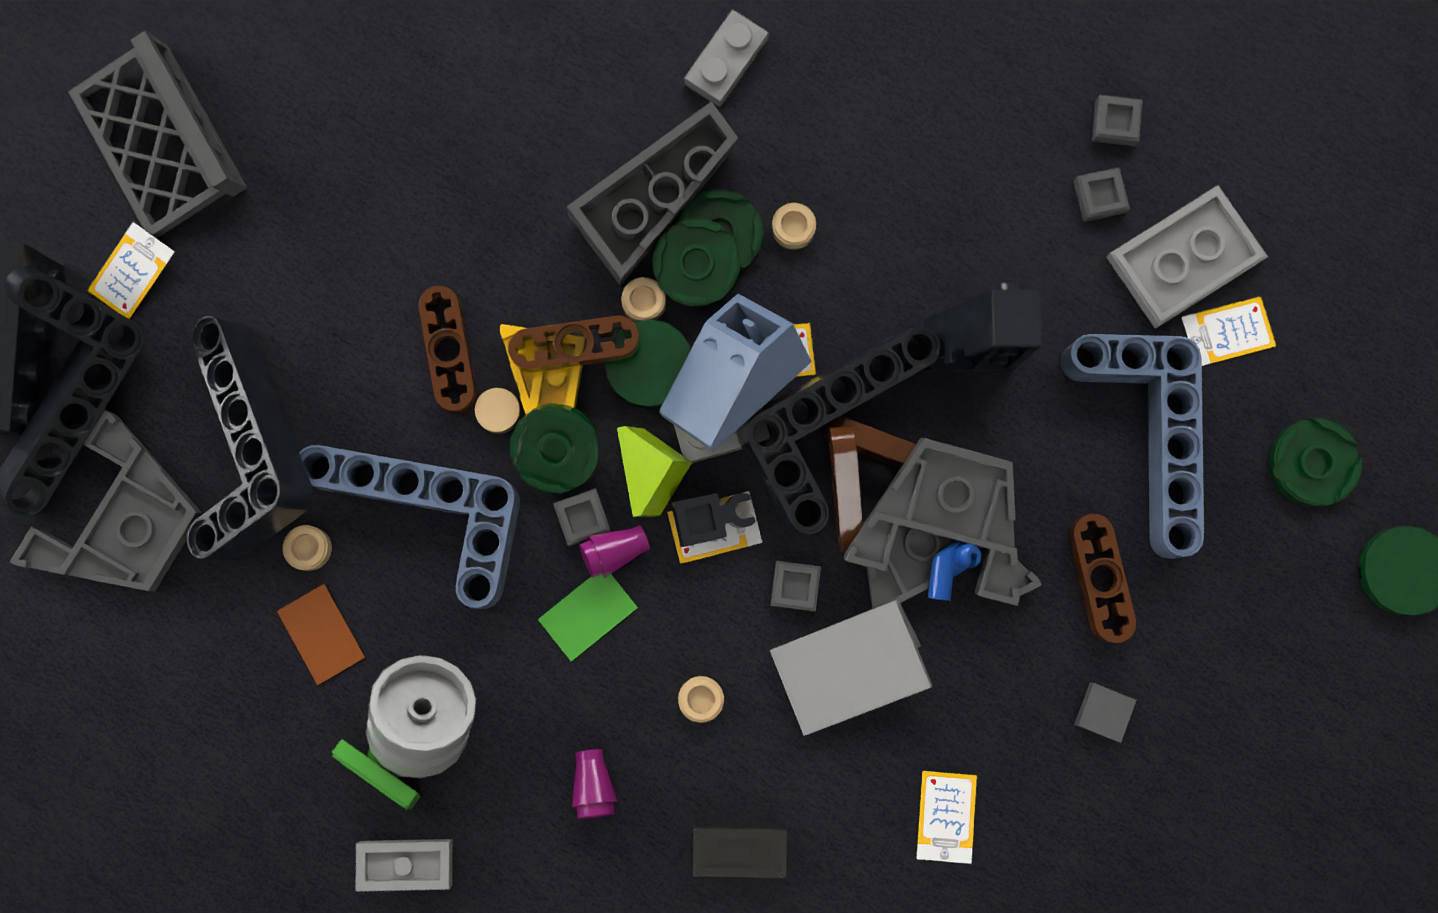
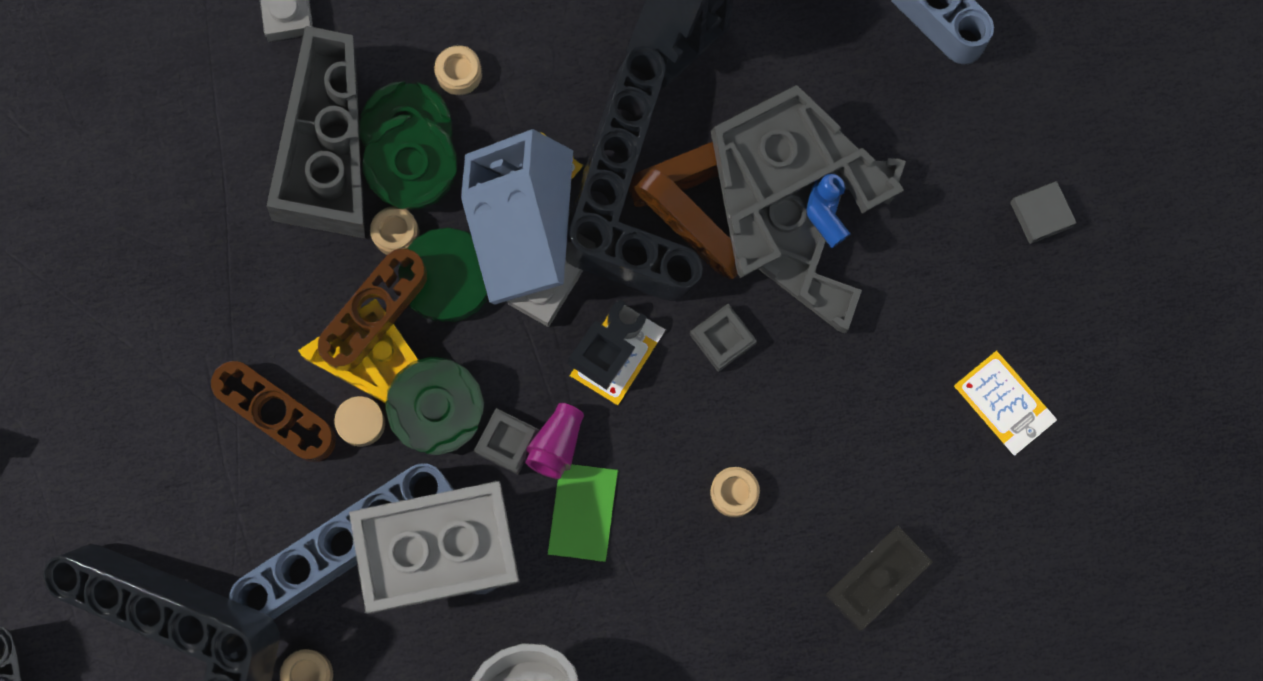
camera: 40 degrees left, 5 degrees down
(459, 548) = (433, 547): none -> light grey plate
(592, 786) = (719, 640): magenta cone -> none
(650, 469) = (528, 352): lime slope -> none
(851, 667) = (825, 356): light grey tile -> none
(1095, 613) = (940, 97): reddish brown beam -> none

